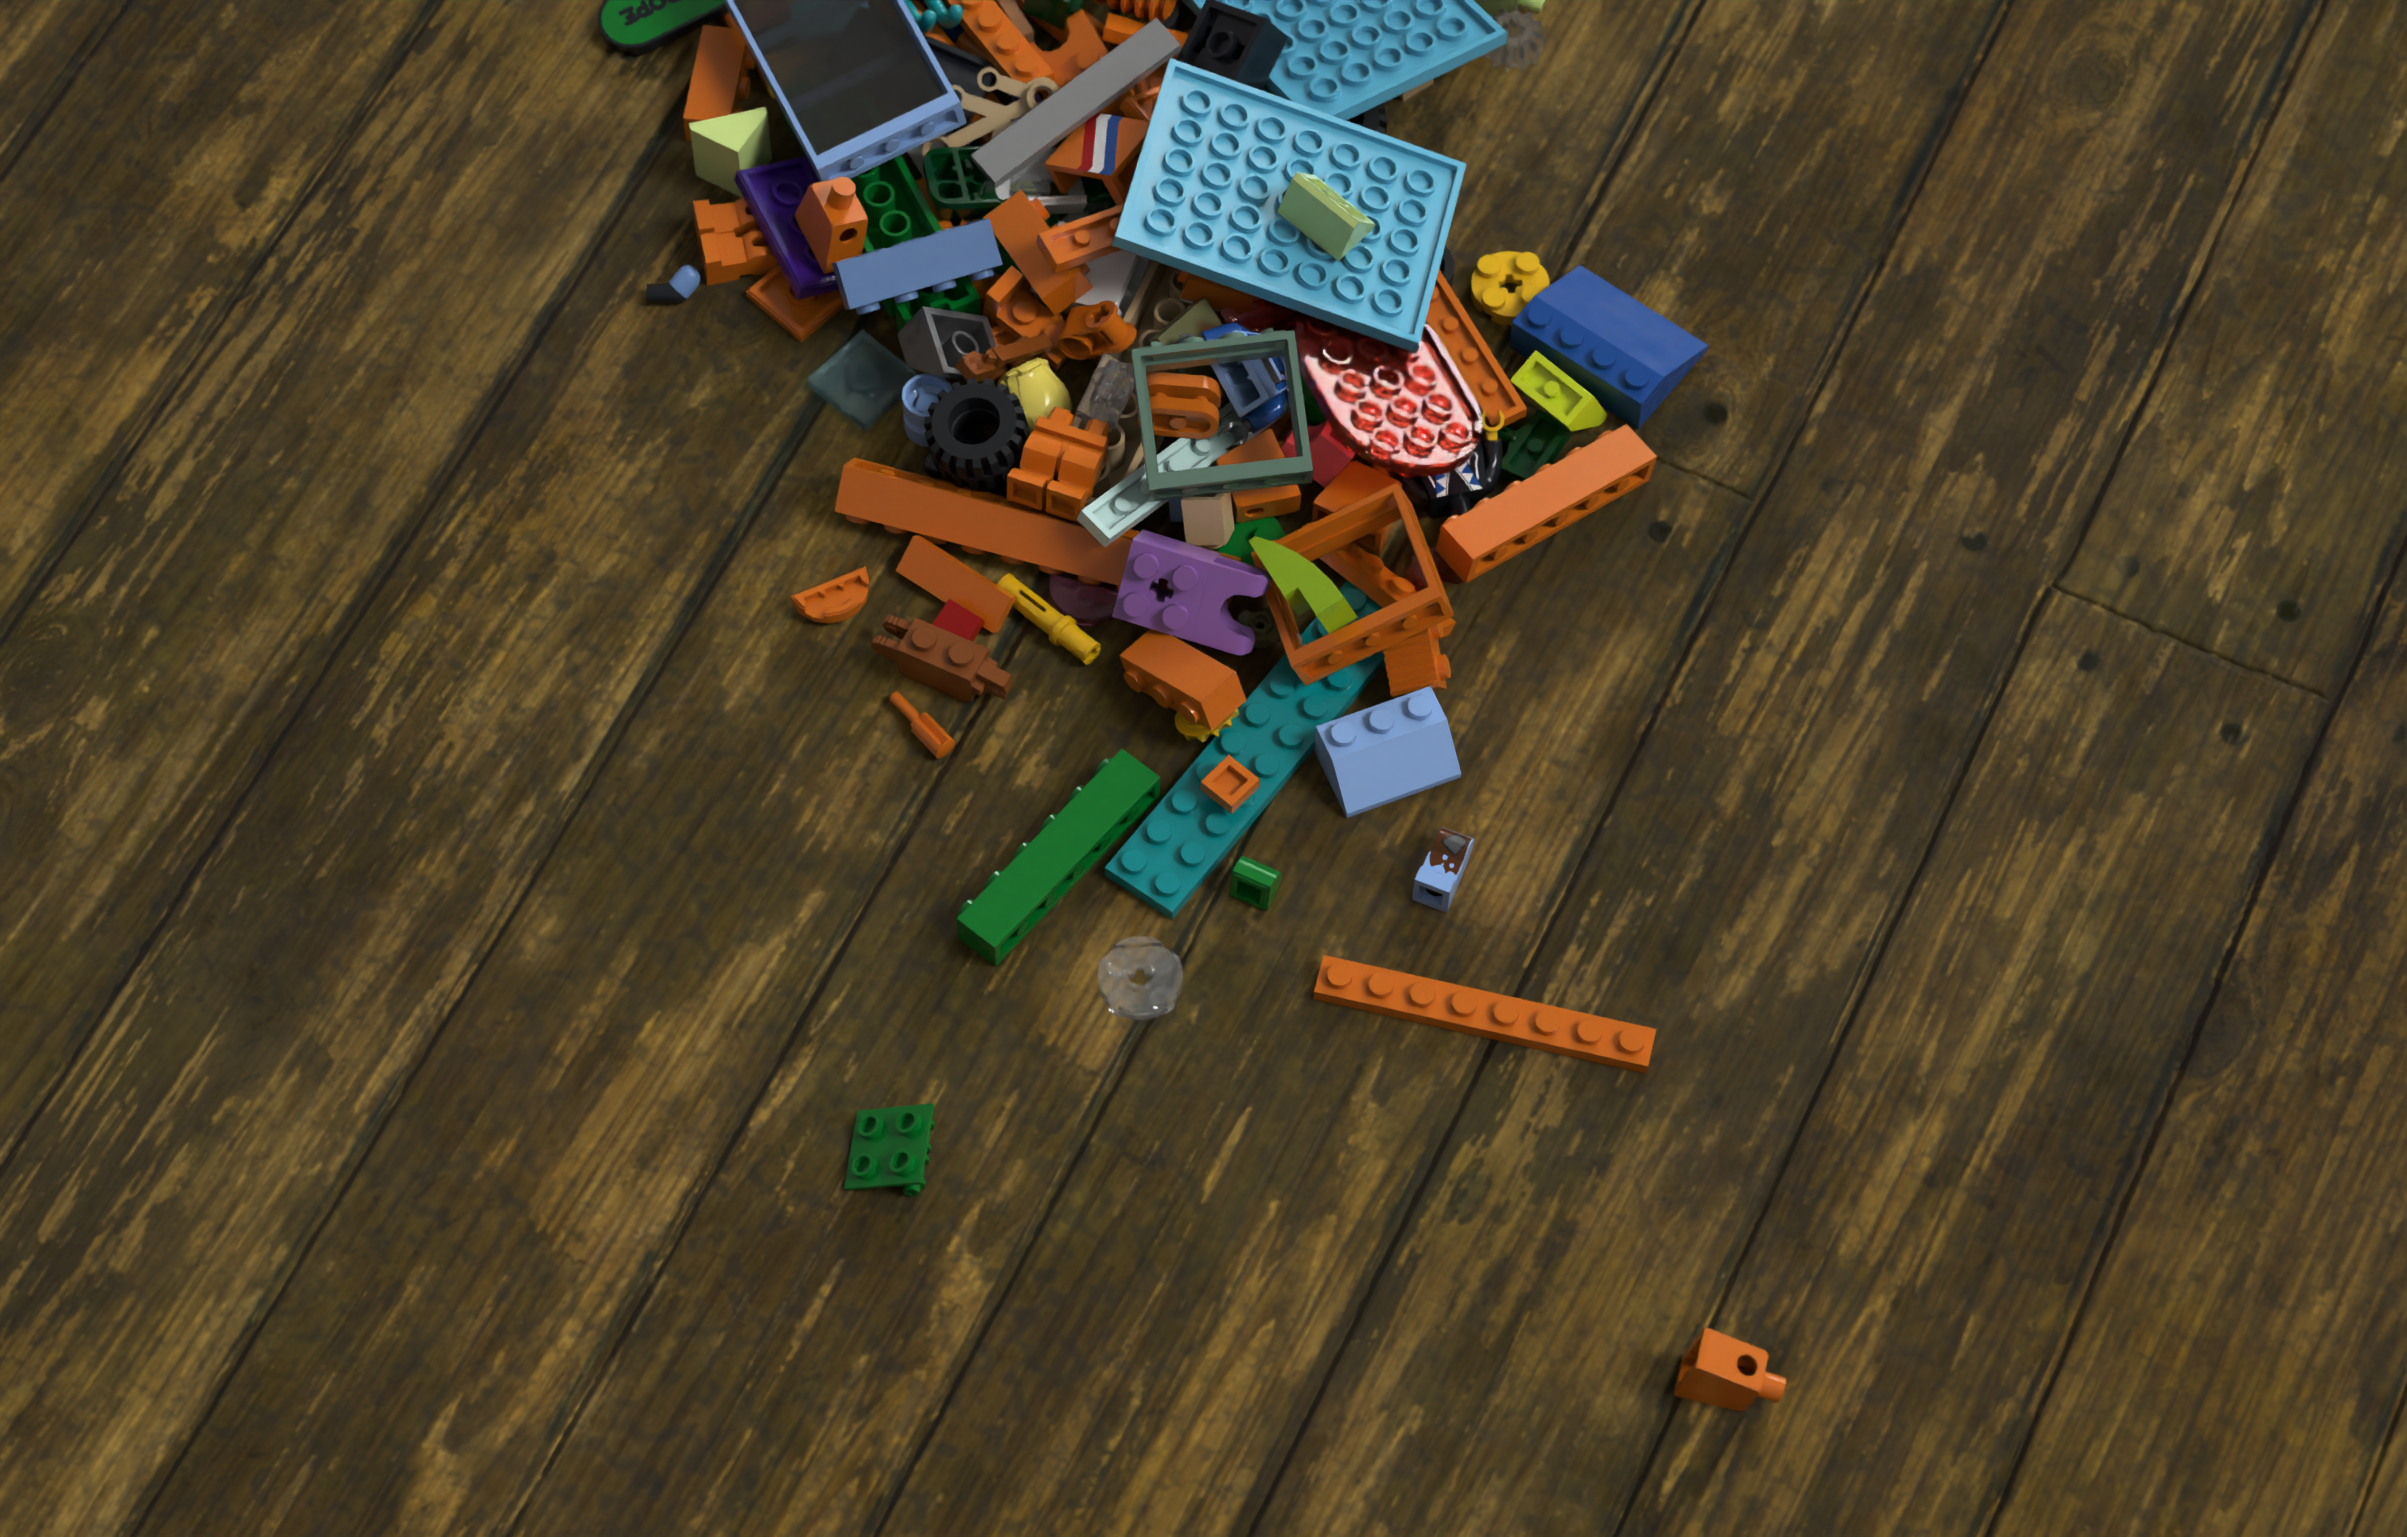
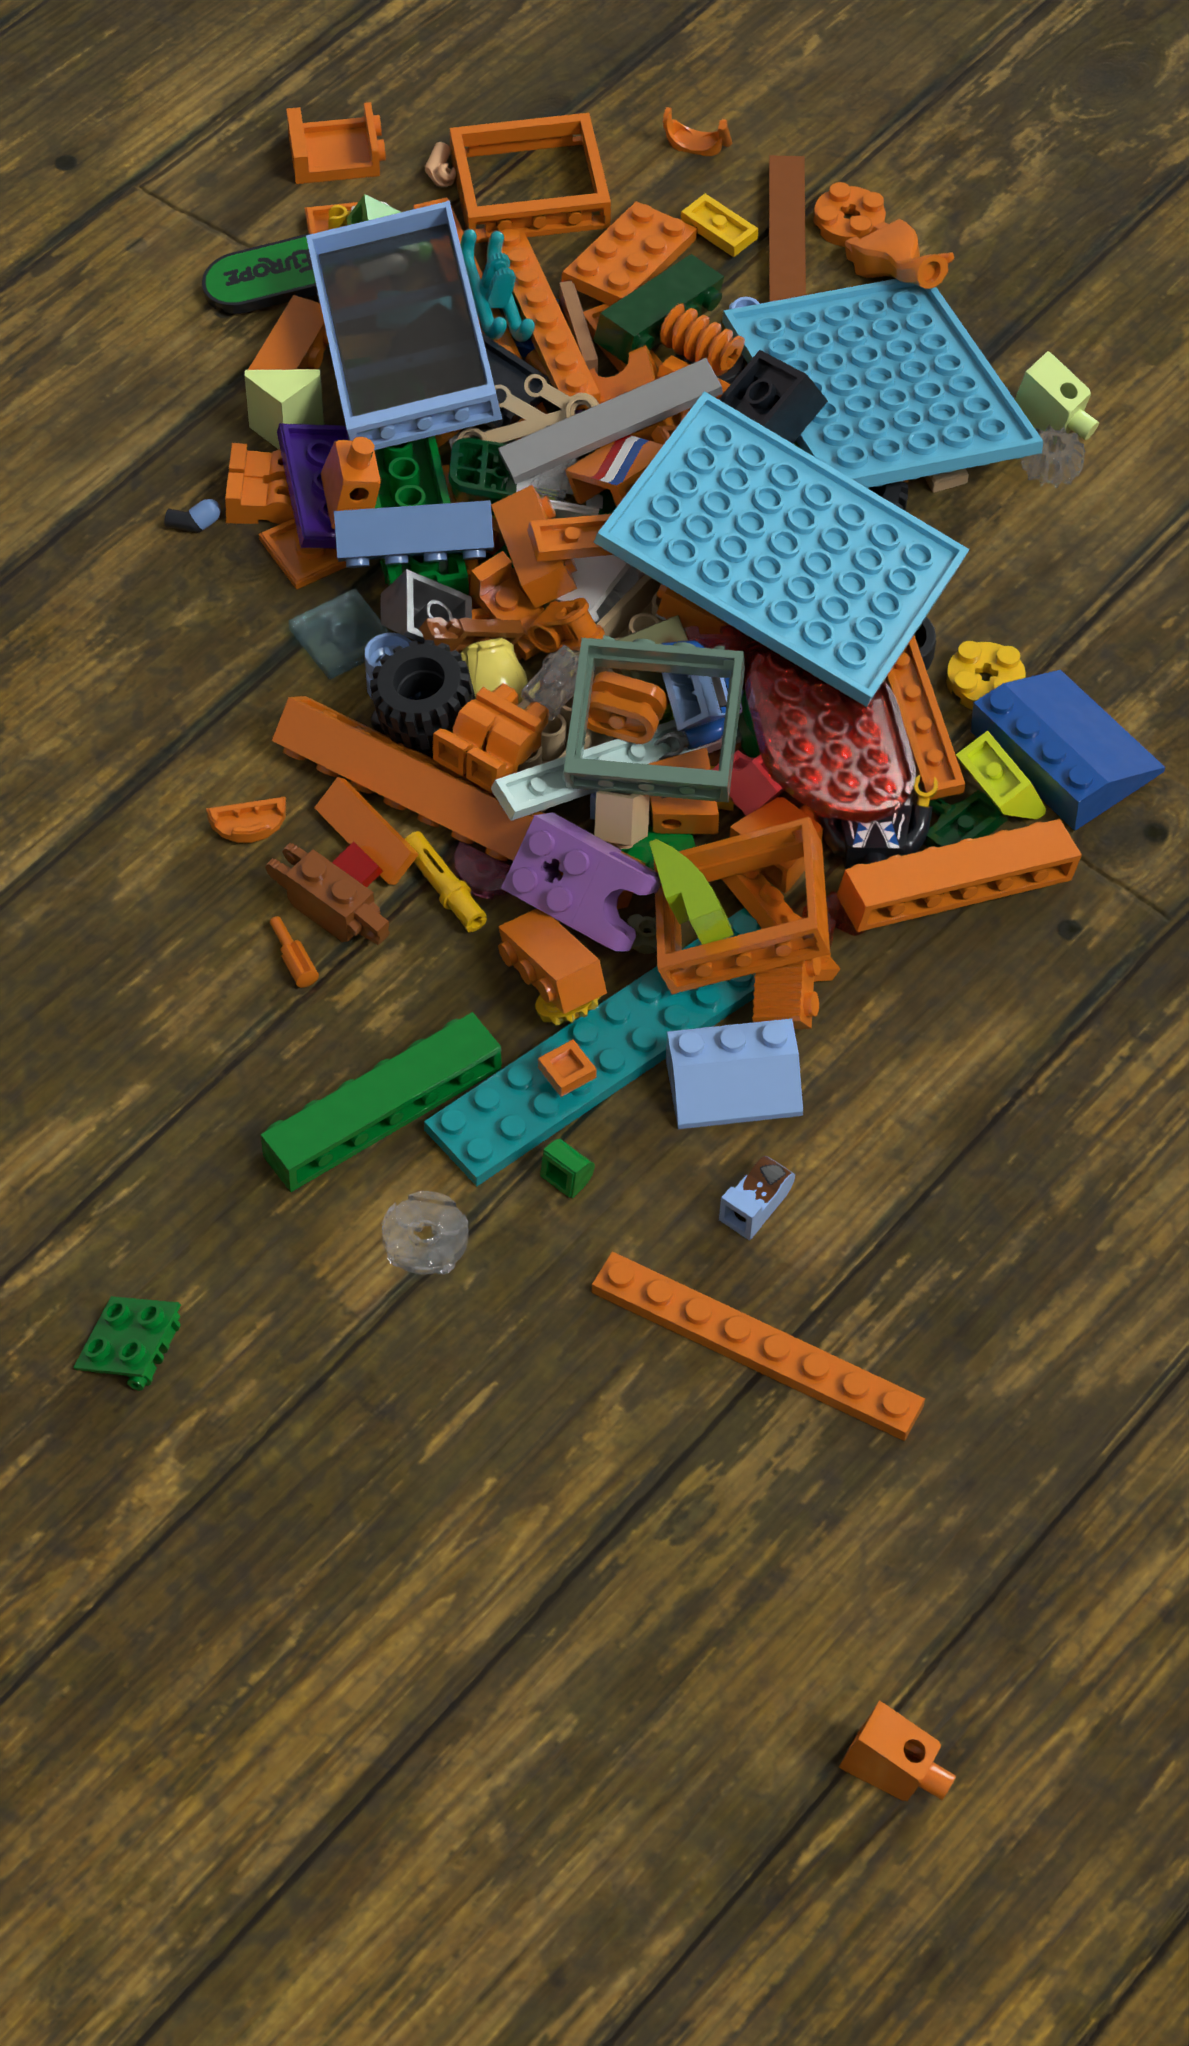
camera: 15 degrees right, 5 degrees down
(1323, 215) = (809, 559): yellowish green slope -> none

